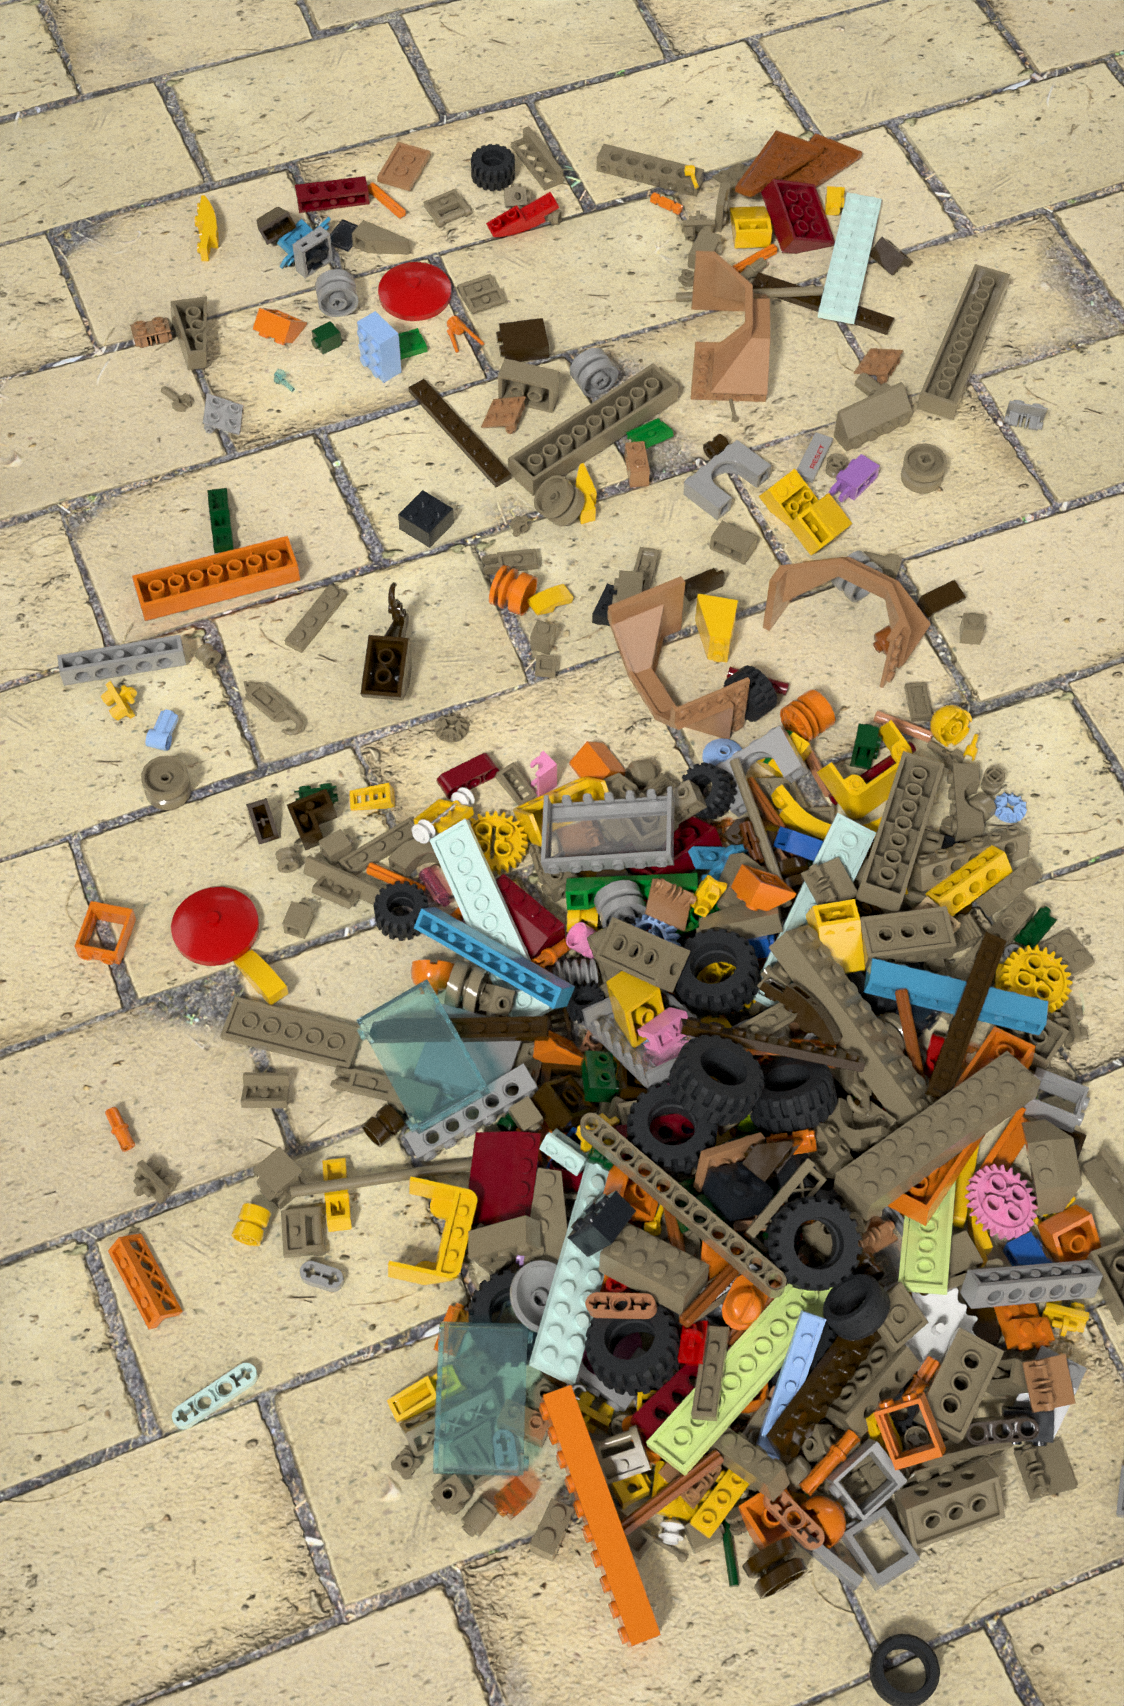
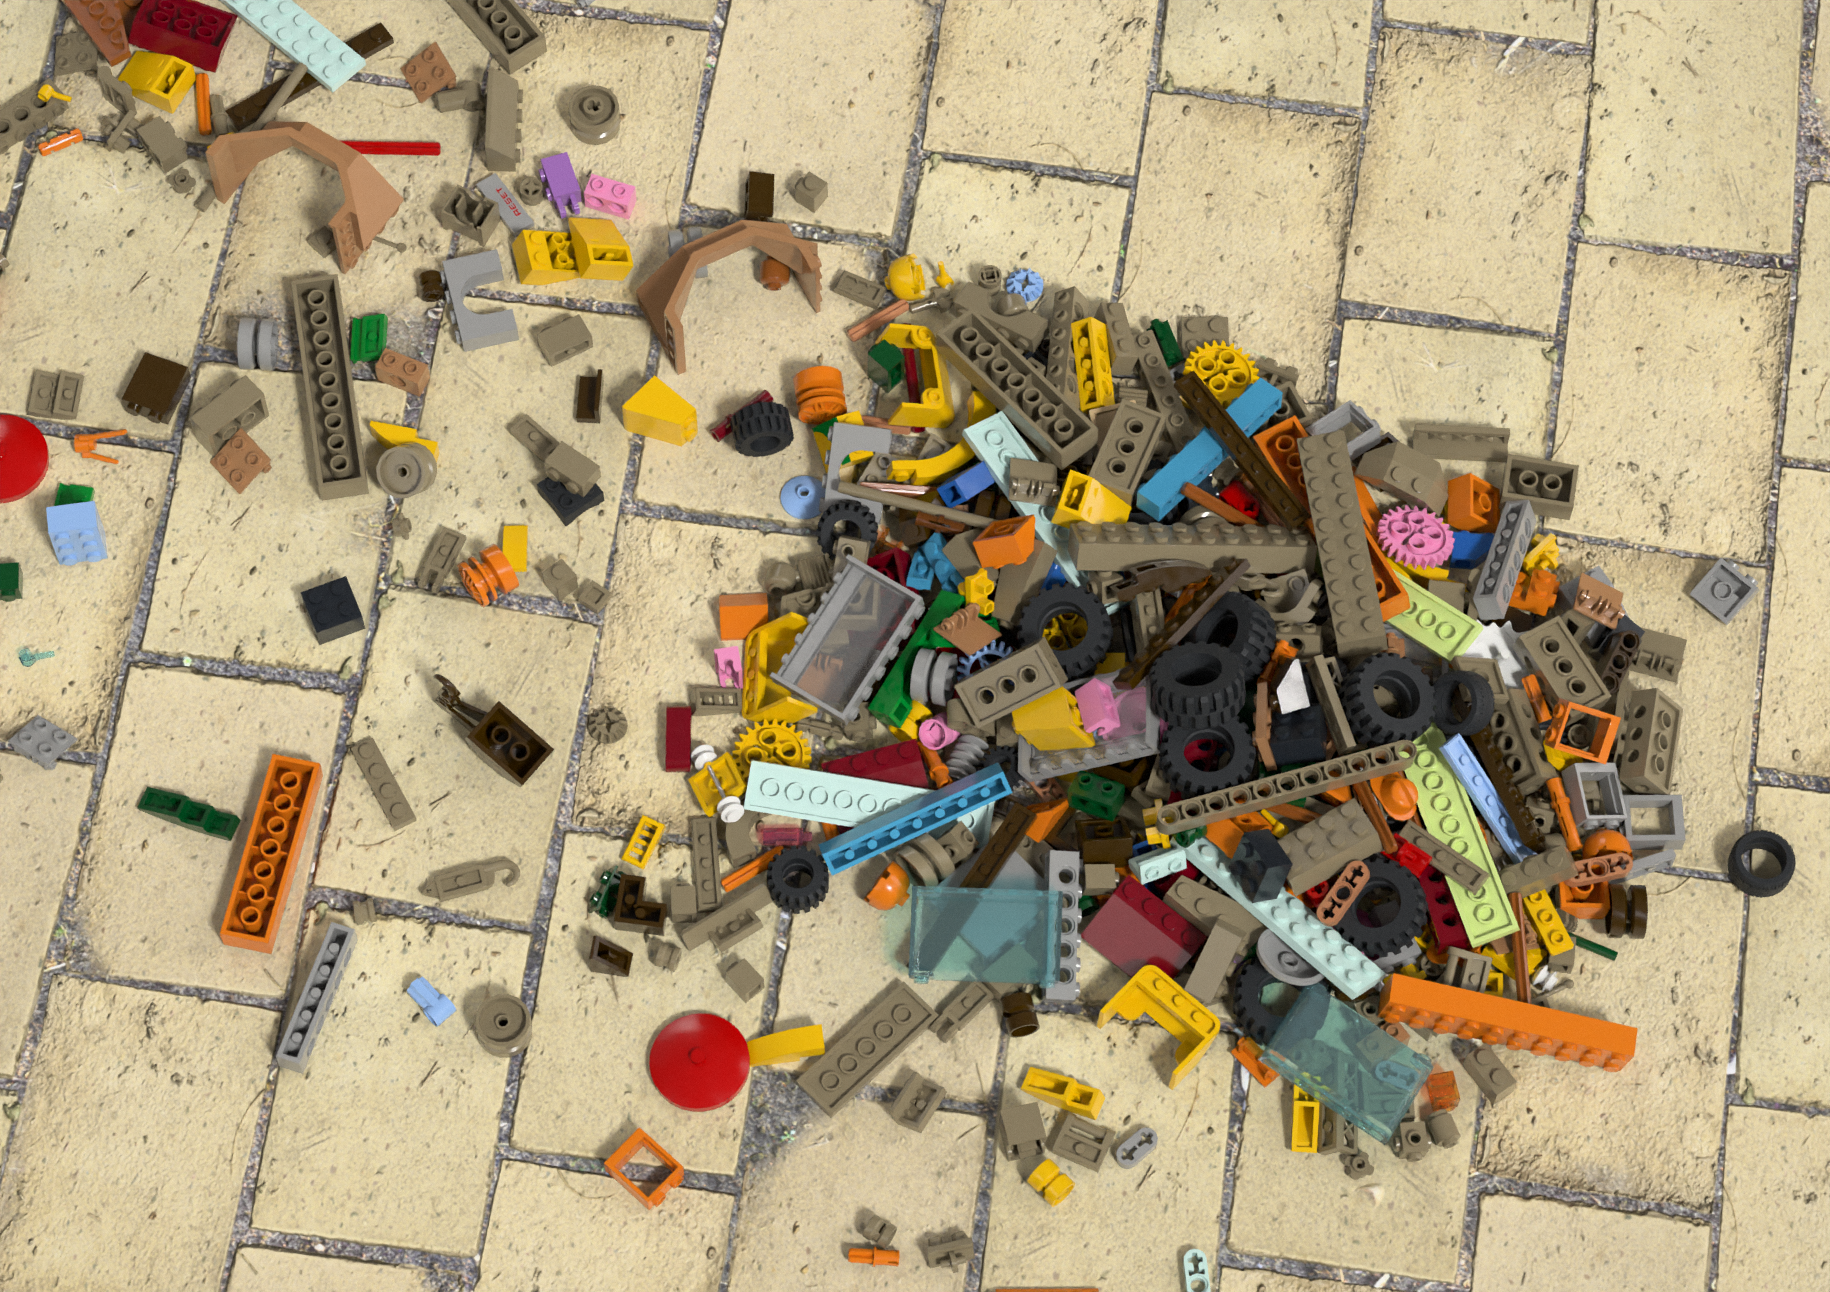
camera: 60 degrees left, 5 degrees up
(121, 698) = (352, 1027): yellow hips -> none
(141, 1122) = (879, 1231): none -> dark tan wheel
(379, 1178) = (1076, 1043): dark tan piece -> none
(460, 433) = (233, 519): dark brown plate -> none
(639, 632) = (637, 491): medium nougat panel -> none
(786, 438) = (473, 216): none -> dark tan piece
(799, 365) = (395, 147): none -> red axle
(867, 511) = (610, 196): none -> bright pink brick
(889, 563) = (684, 218): dark tan piece -> none

